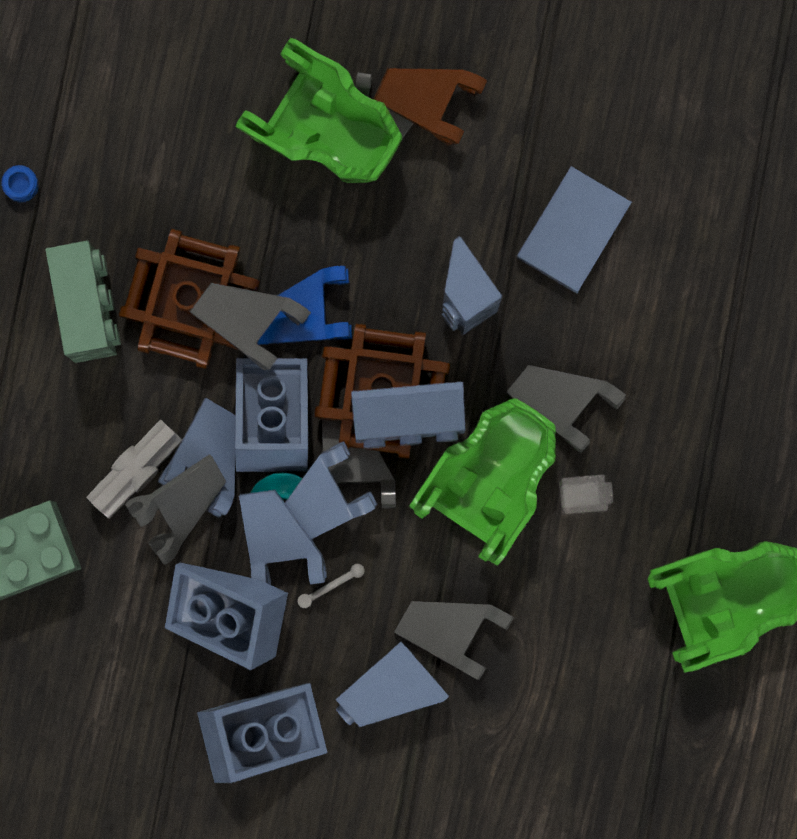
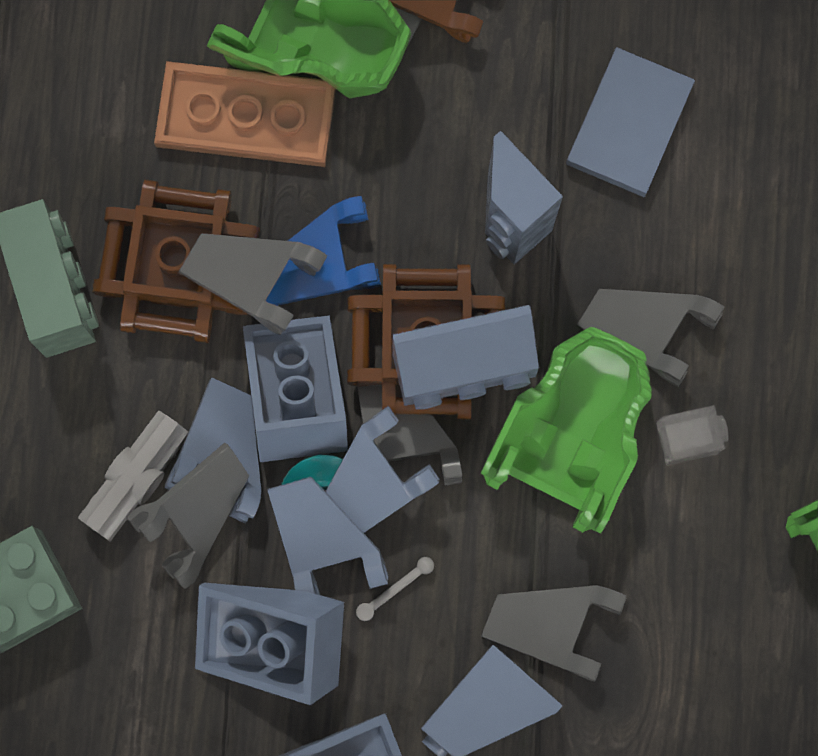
camera: 10 degrees left, 5 degrees down
(259, 183) = (245, 114): none -> nougat tile

